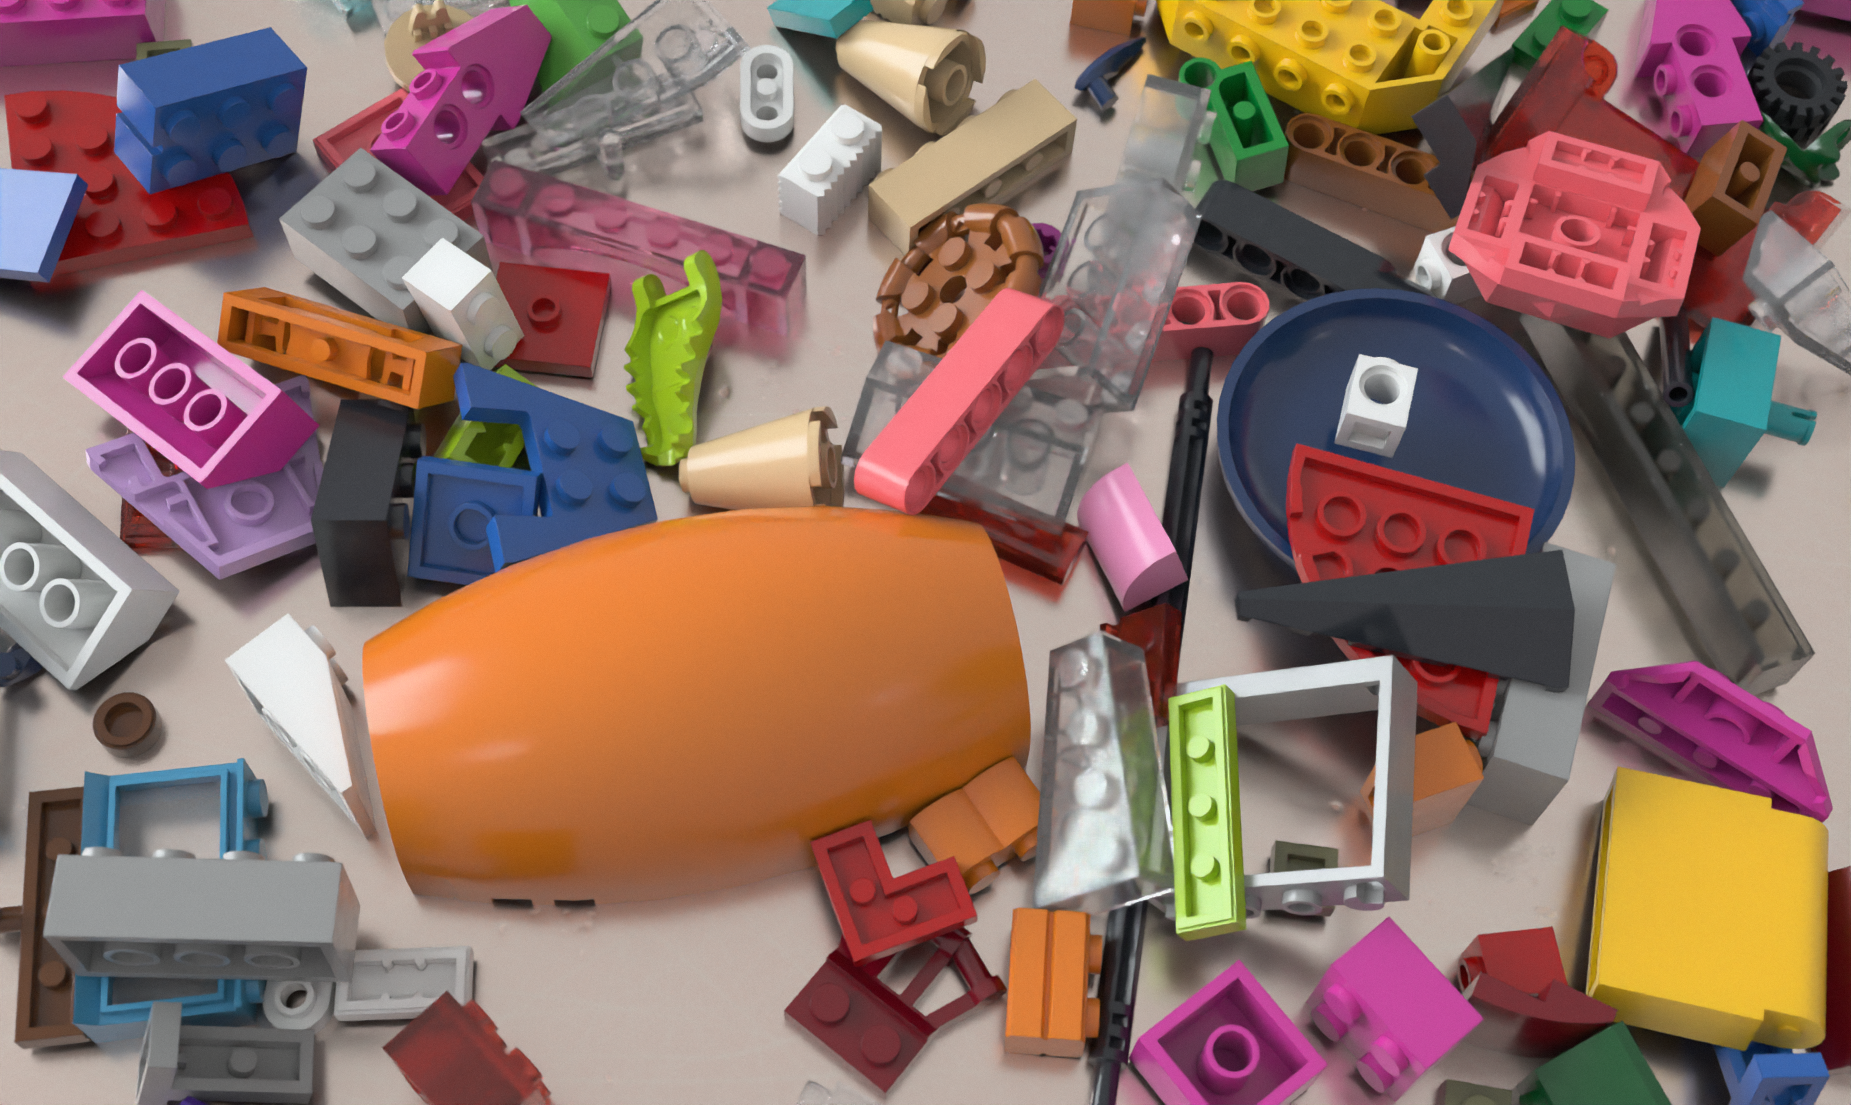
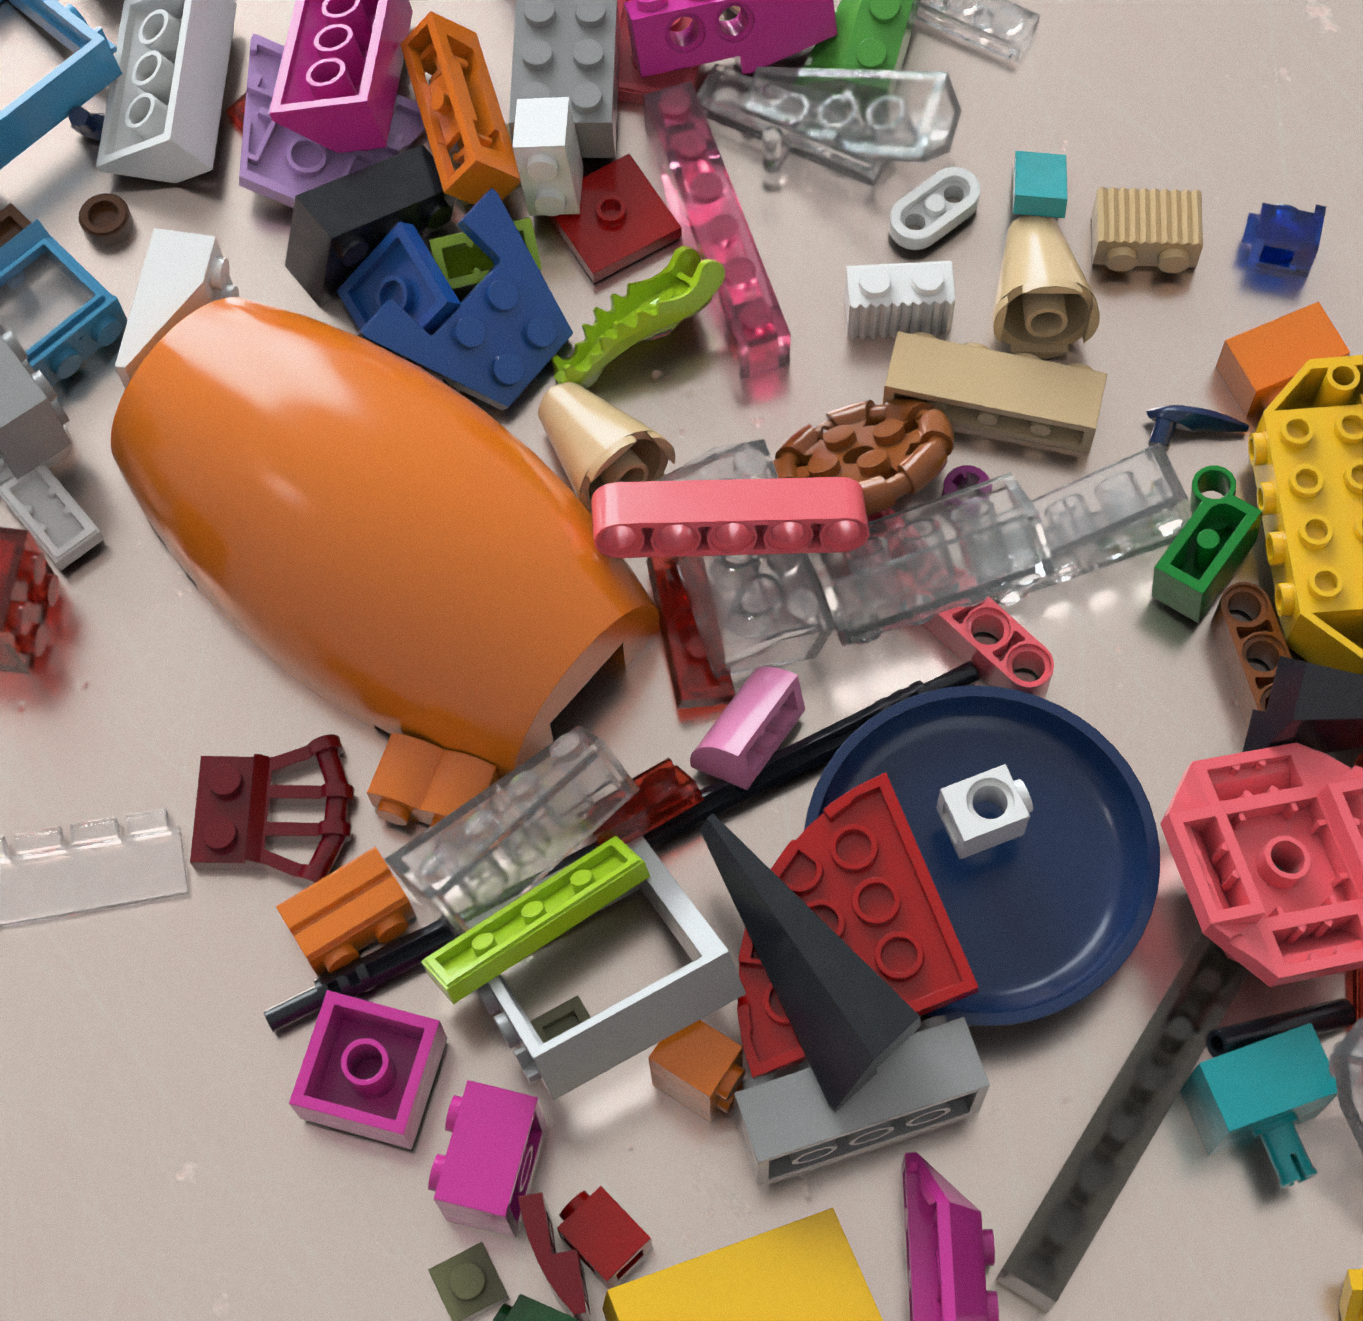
camera: 60 degrees right, 5 degrees up
(886, 912) = (305, 756): red plate -> none
(1288, 247) = (1130, 680): black piece -> none

